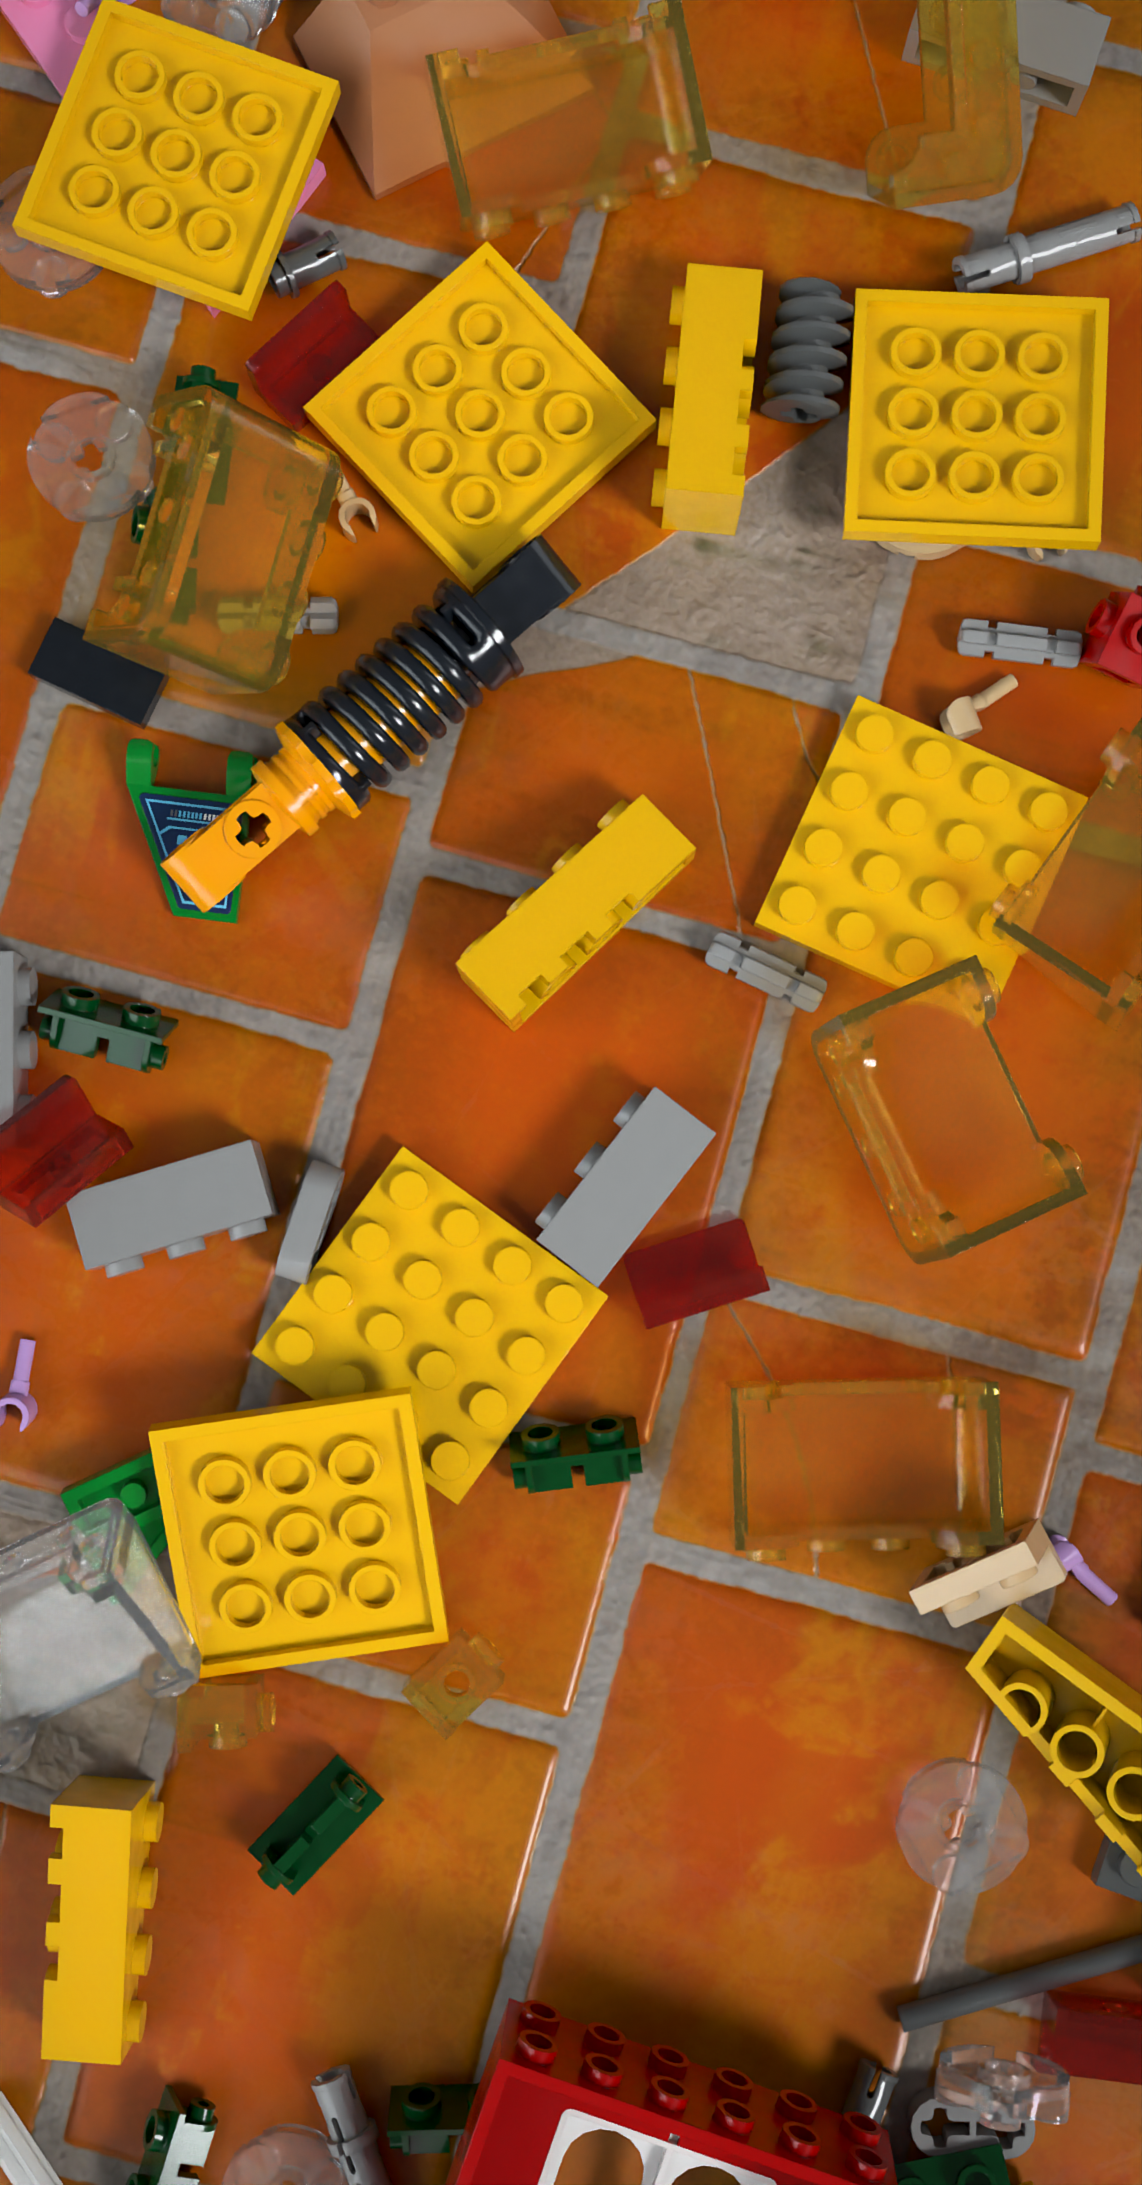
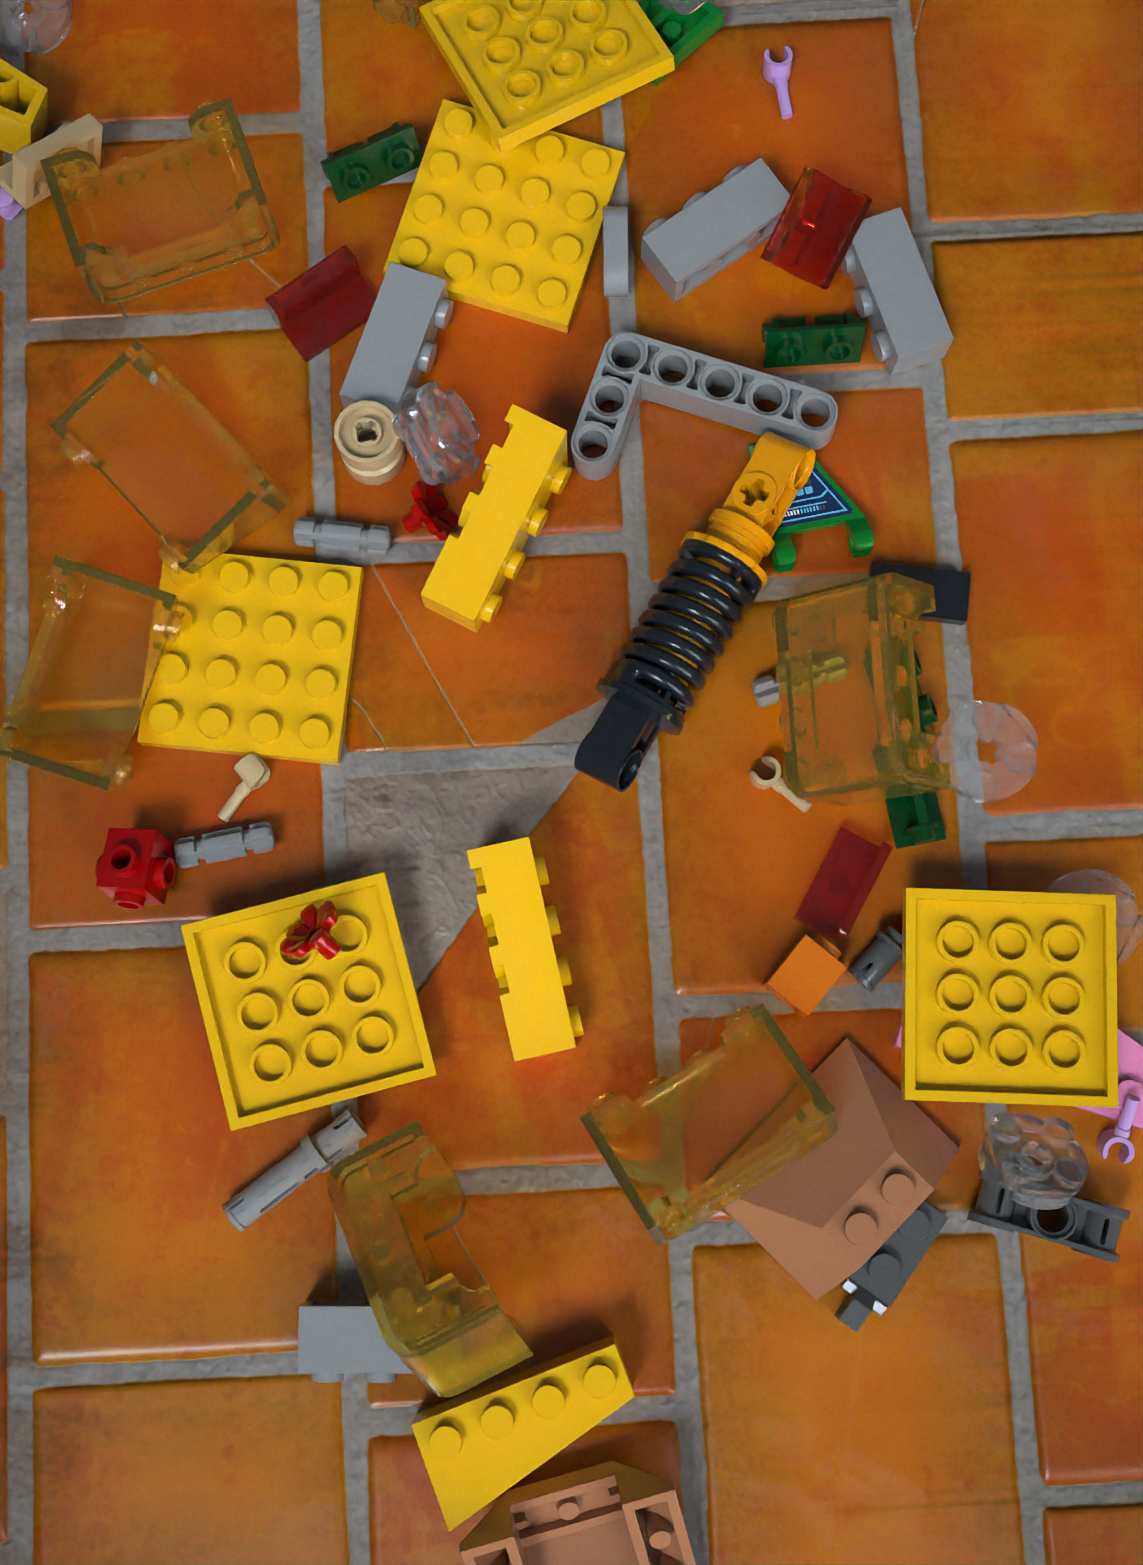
camera: 160 degrees right, 5 degrees down
(279, 1002) = (690, 396): none -> light grey beam
(395, 269) = (805, 974): none -> orange brick
(480, 416) = (699, 881): yellow plate -> none
(610, 1041) = (419, 424): none -> clear plate
(649, 962) = (429, 512): none -> red plant
(697, 1064) = (369, 443): none -> tan wheel
(805, 352) = (457, 1012): dark grey piece -> none
(951, 474) = (313, 933): none -> red plant

